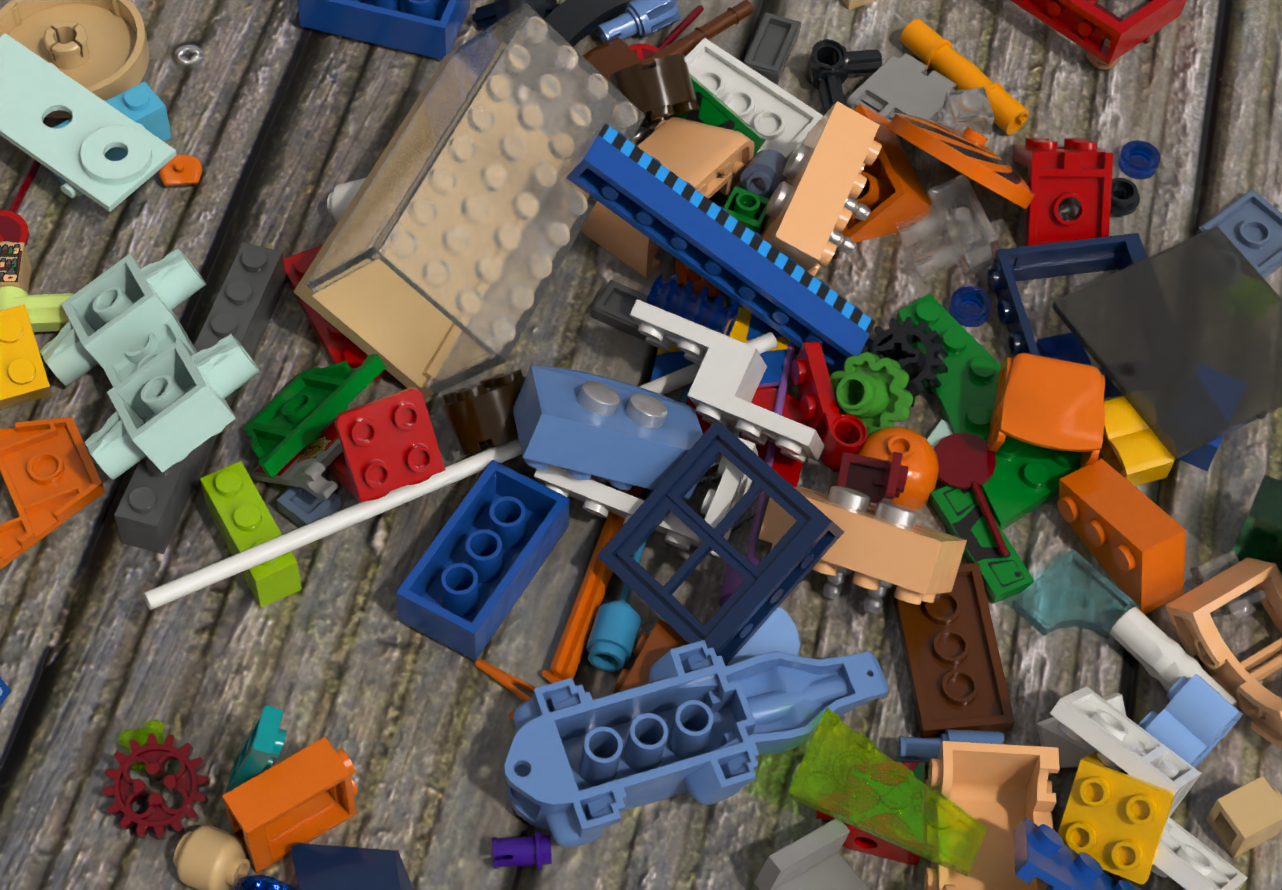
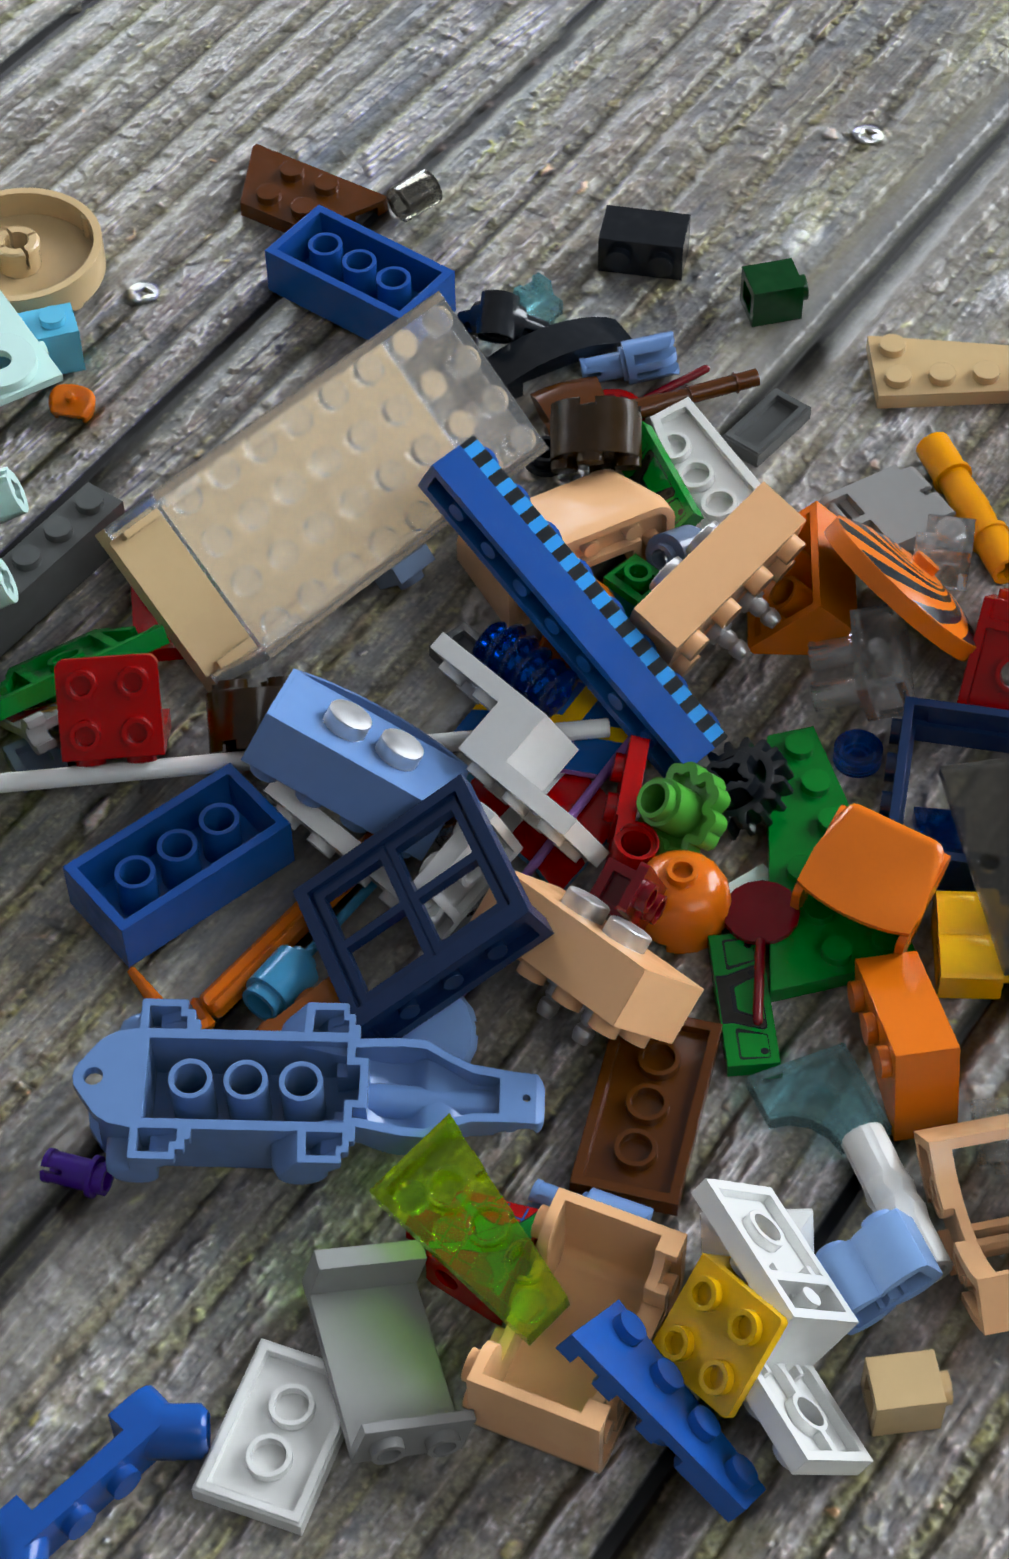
camera: 25 degrees right, 5 degrees down
(841, 63) = (814, 473): black axle -> none

